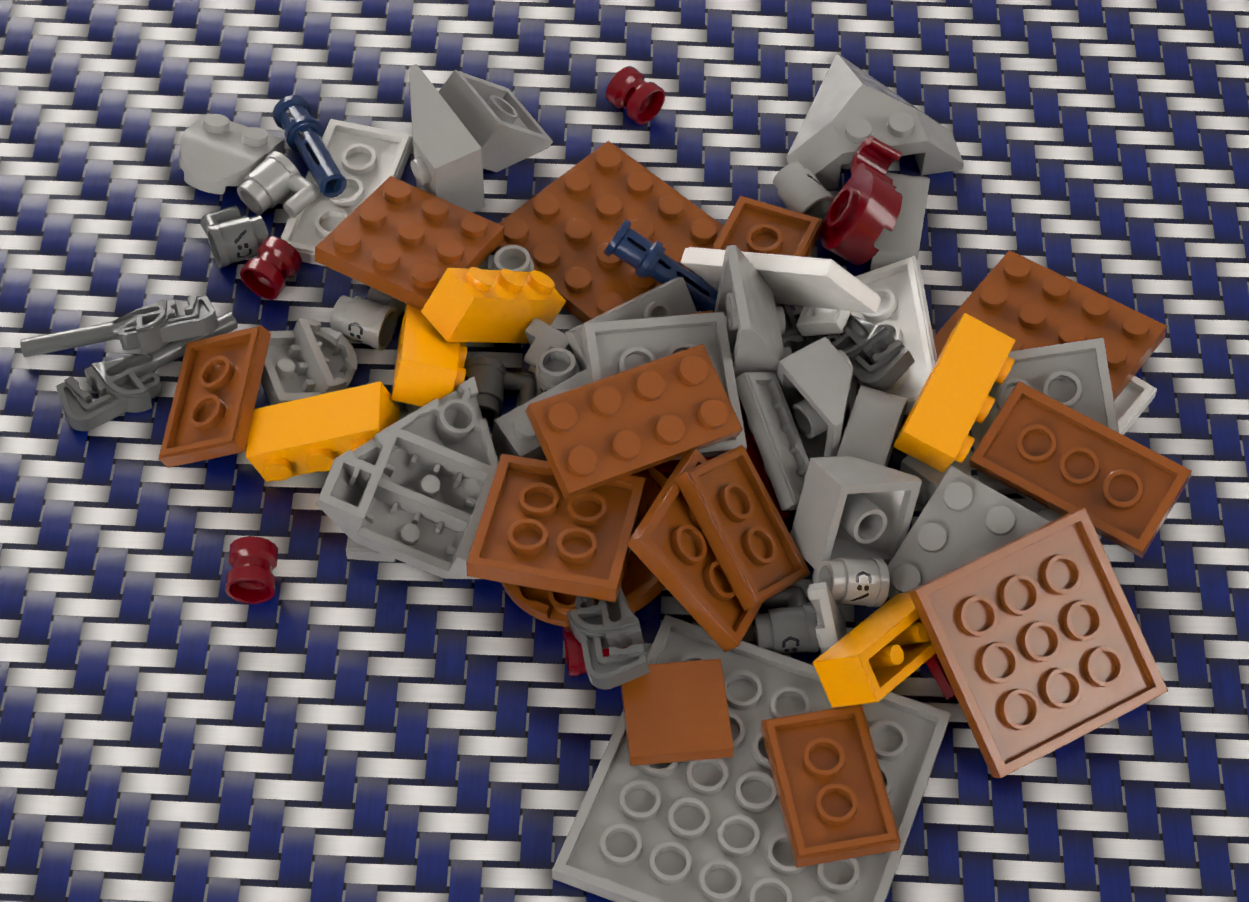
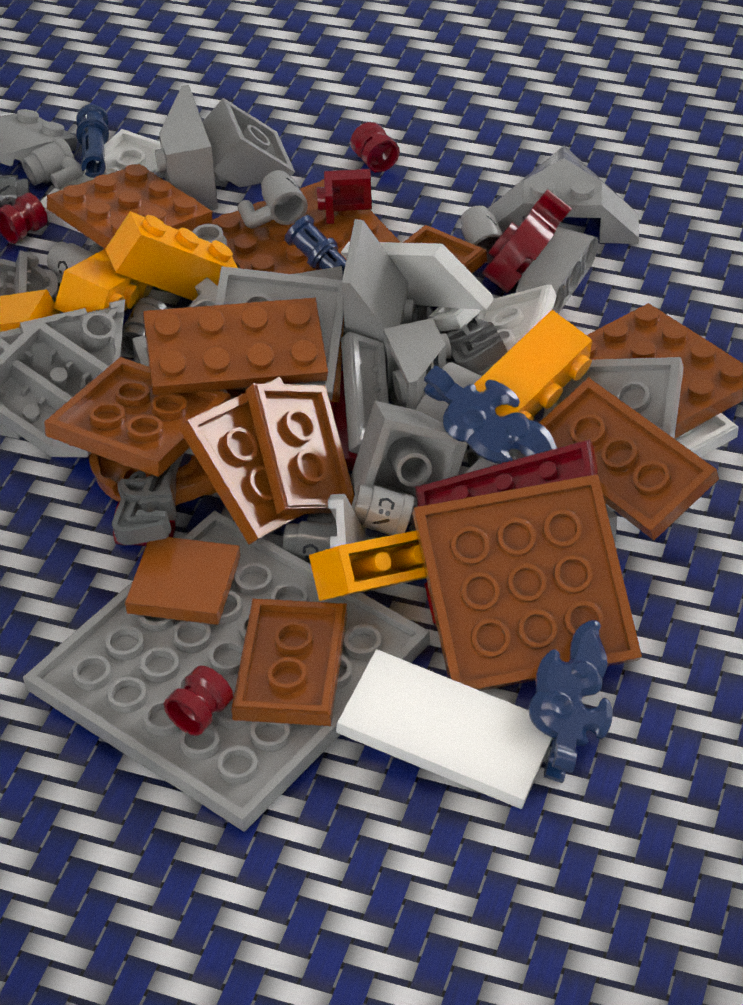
camera: 20 degrees right, 10 degrees down
(574, 193) = (282, 198): none -> light grey piece
(639, 171) = (344, 192): none -> dark red bracket
(762, 859) = (201, 697): none -> dark red wheel
(925, 464) = (474, 420): none -> dark blue piece
(977, 530) = (537, 469): none -> dark red tile
(1013, 822) = (445, 728): none -> white tile
(1114, 772) = (558, 699): none -> dark blue piece

